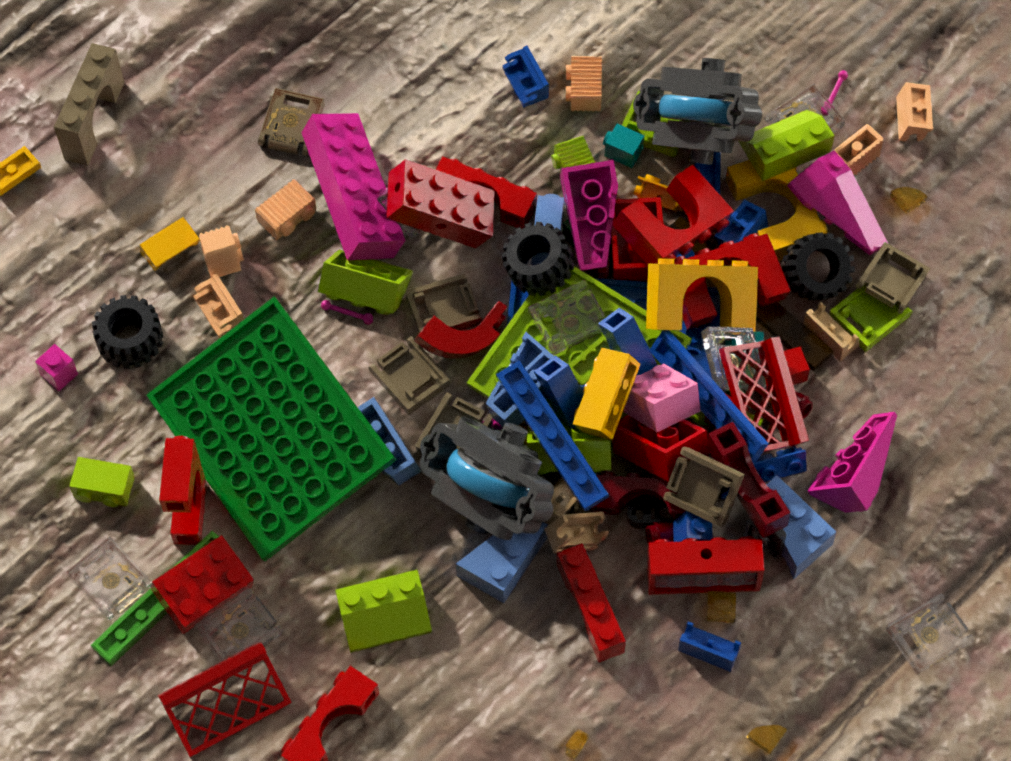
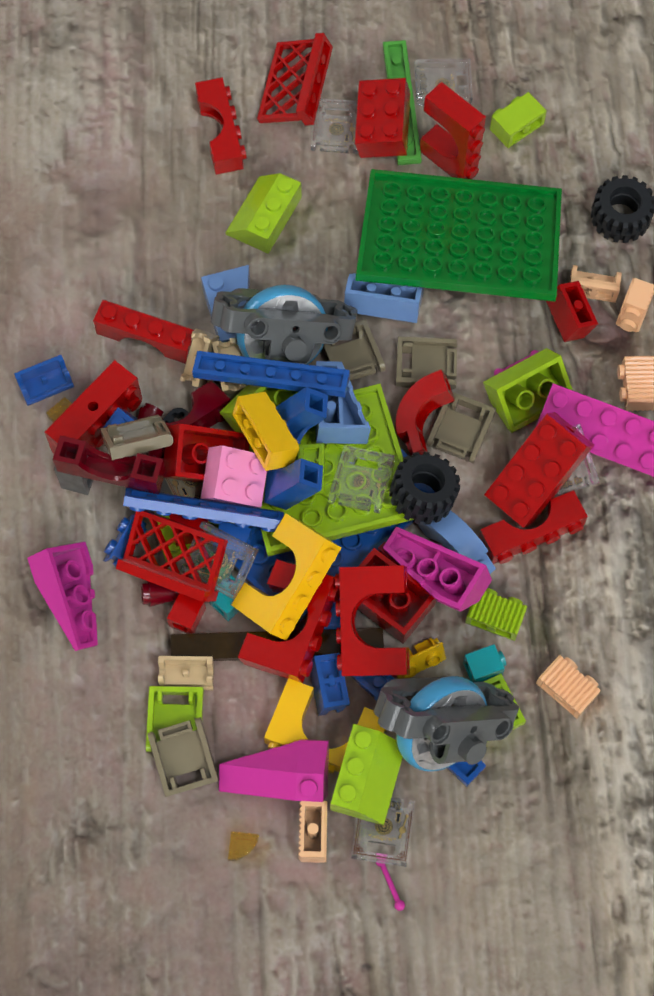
camera: 130 degrees right, 5 degrees up
(56, 367) = (633, 150): dark pink brick -> none
(268, 283) = (572, 312): none -> red brick
(526, 77) = (614, 649): blue hinge -> none
(576, 743) = (64, 250): clear yellow tile -> none
(806, 531) = (68, 504): medium blue wedge -> none
(838, 261) = (226, 692): black tyre -> none
(914, 111) = (309, 923): light nougat hinge -> none

